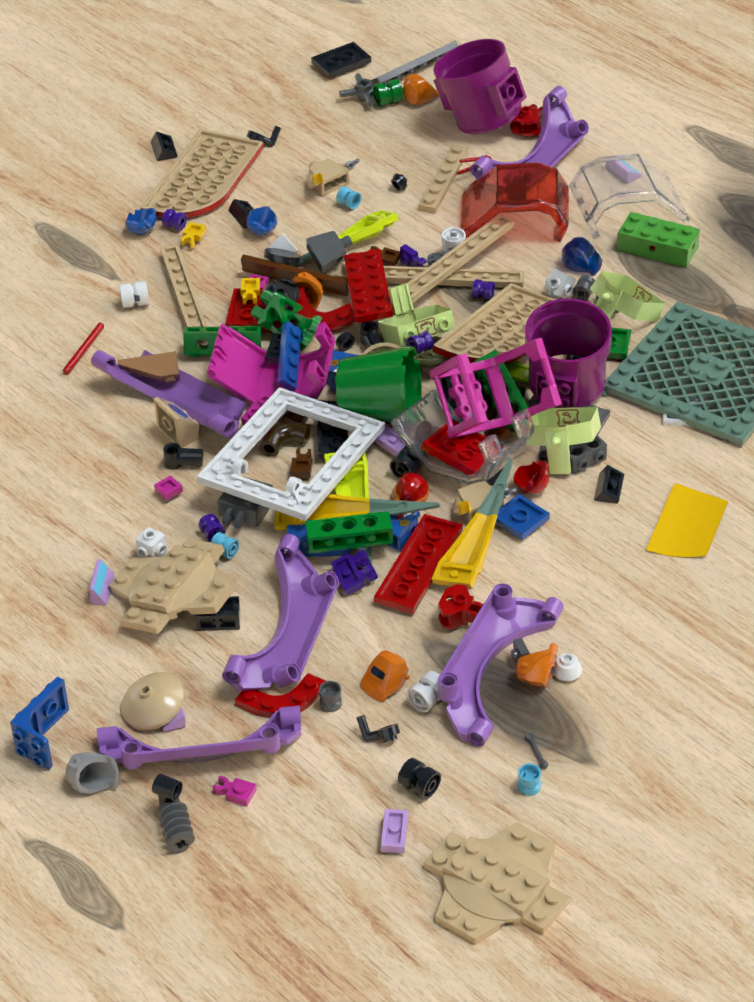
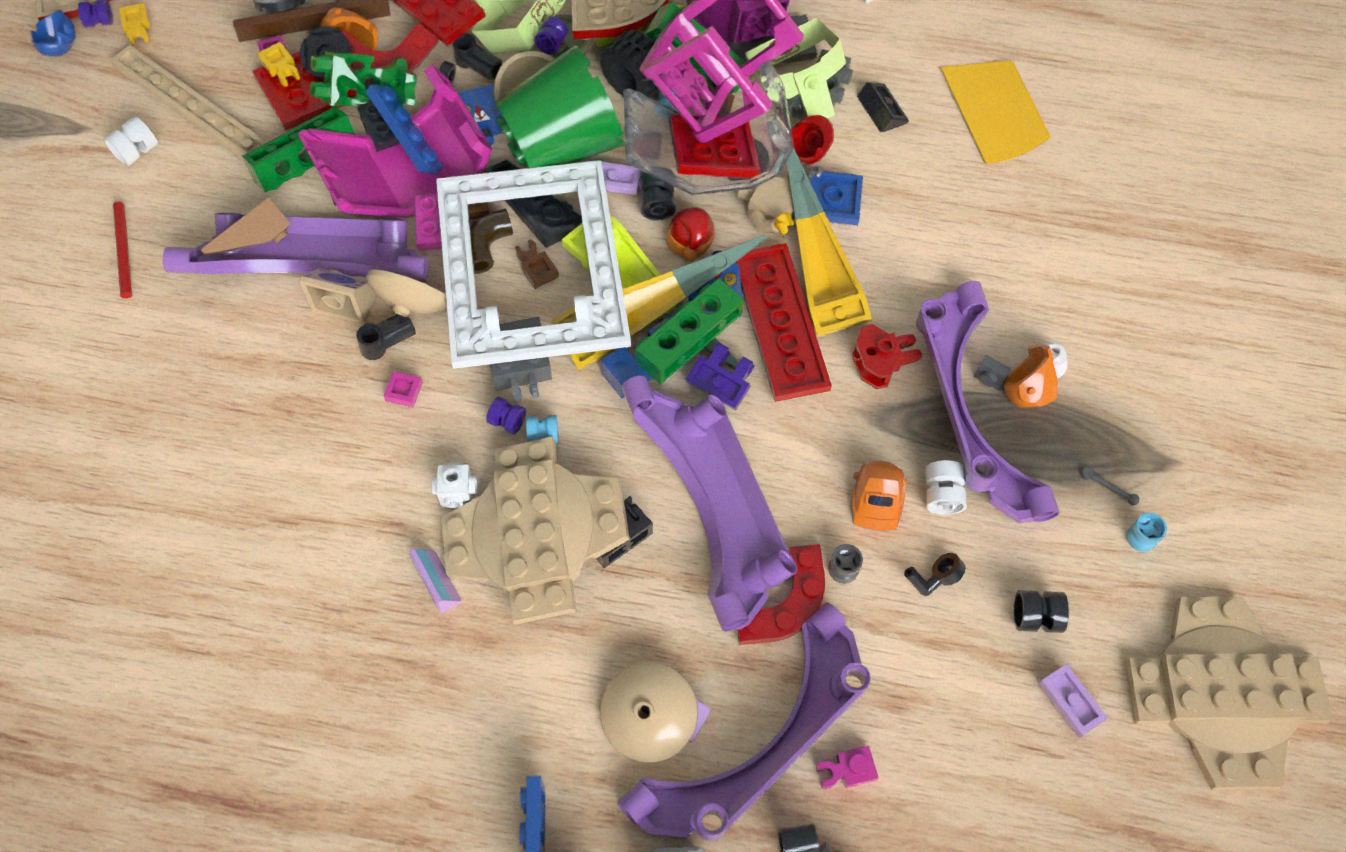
camera: 40 degrees left, 20 degrees up
(205, 434) = (406, 293): none -> tan dish

